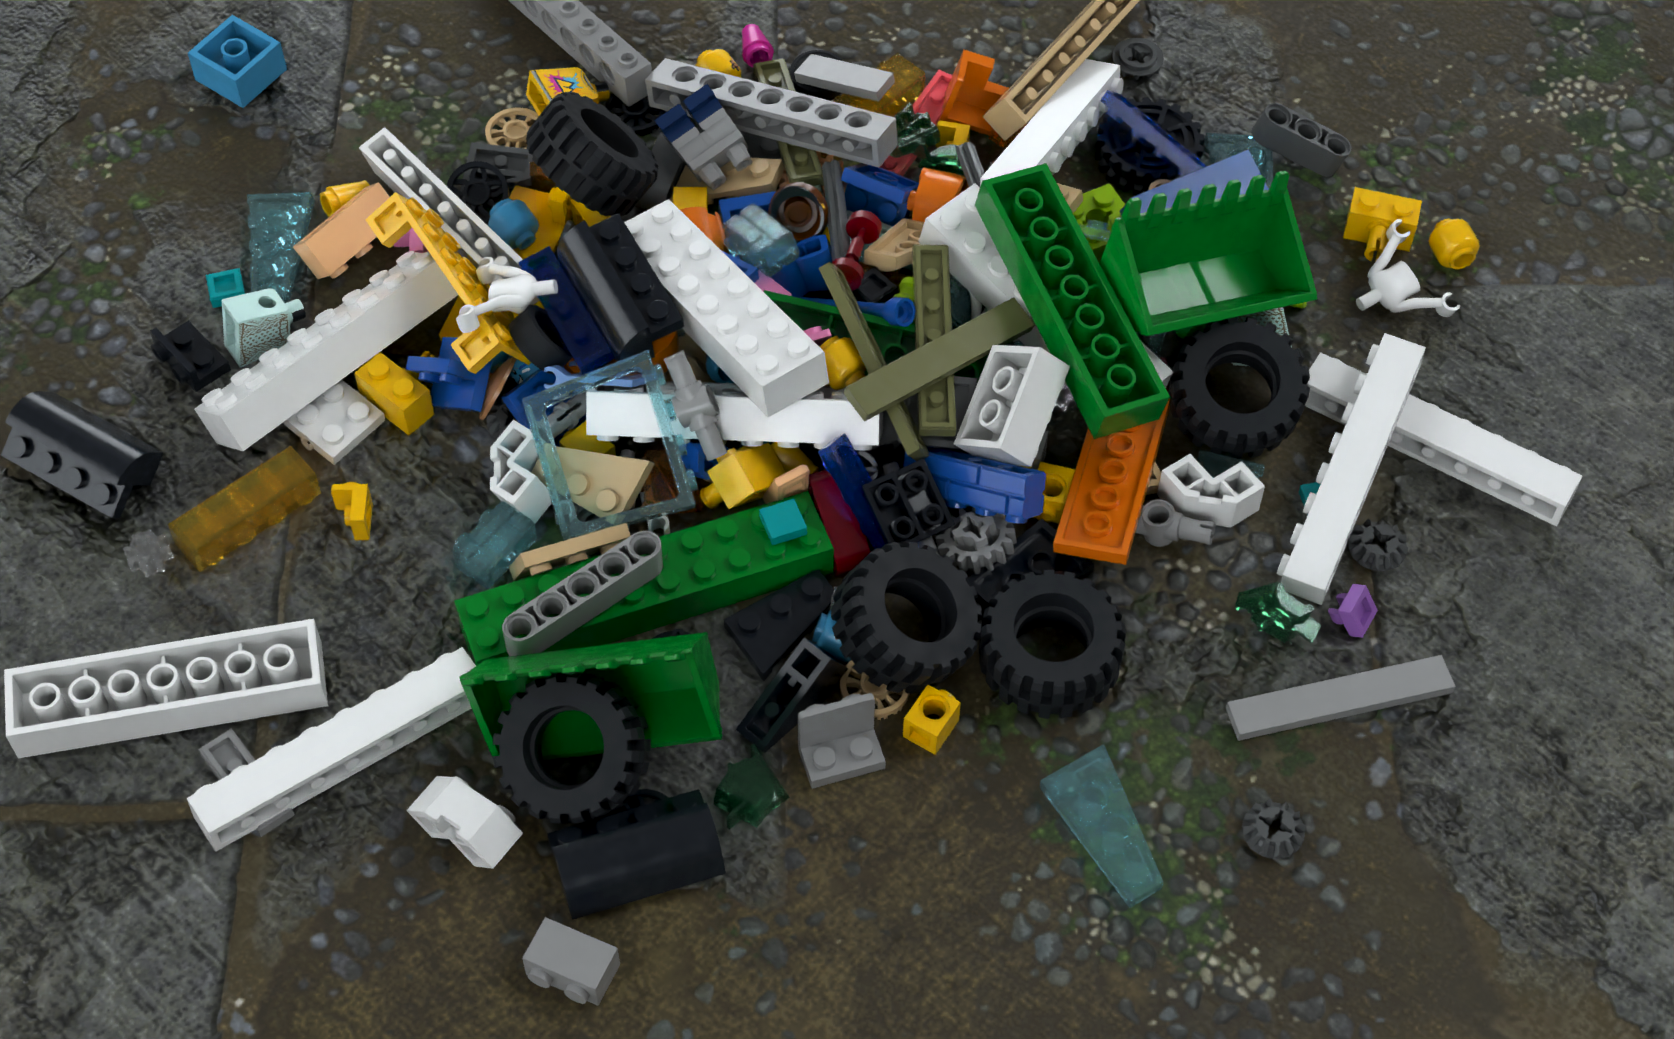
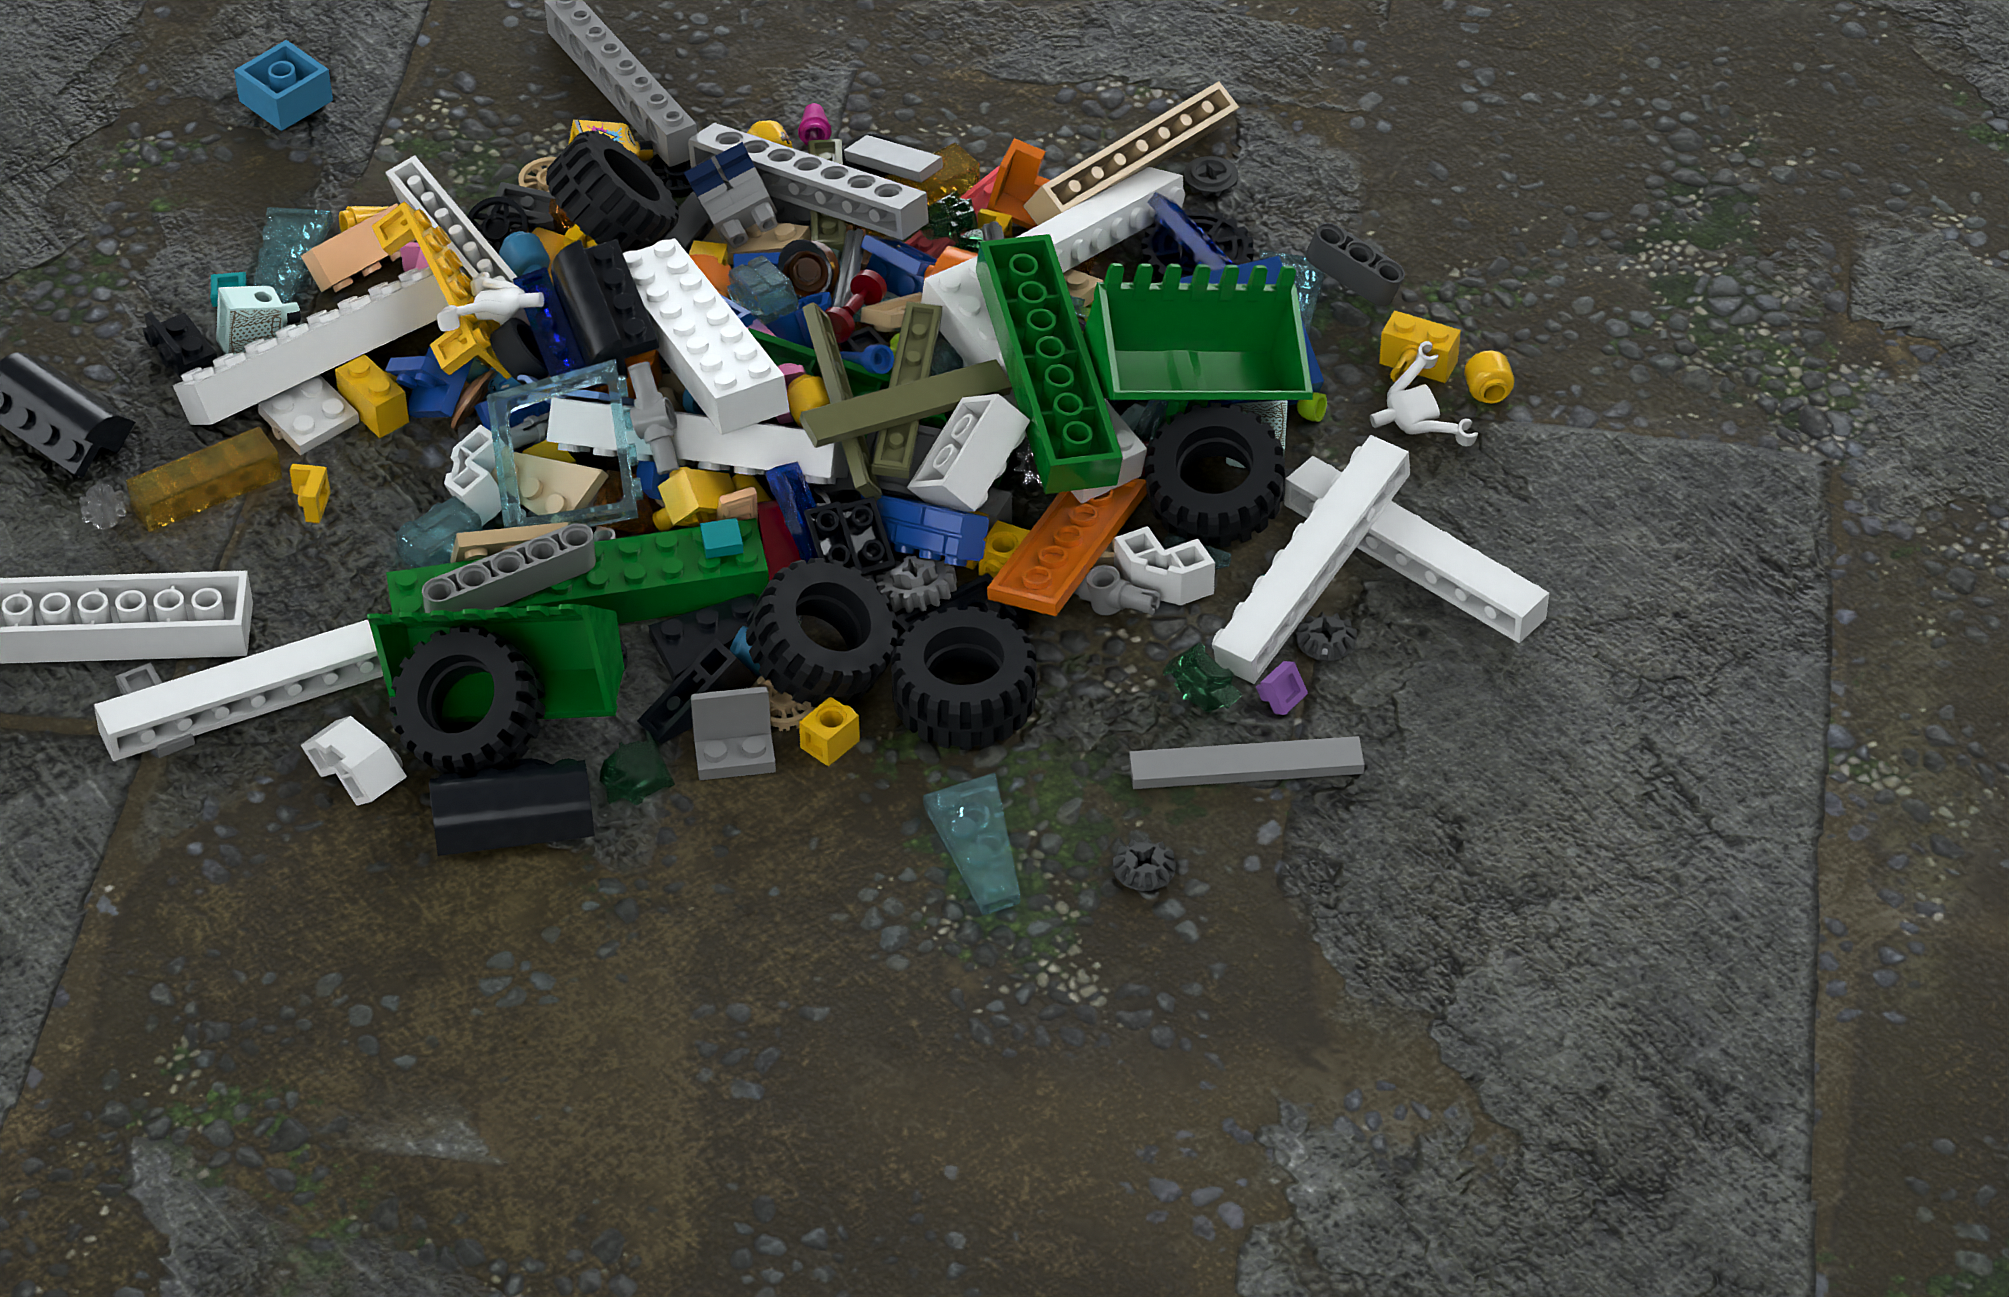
camera: 10 degrees right, 10 degrees down
(571, 962) = (428, 887): light grey brick -> none

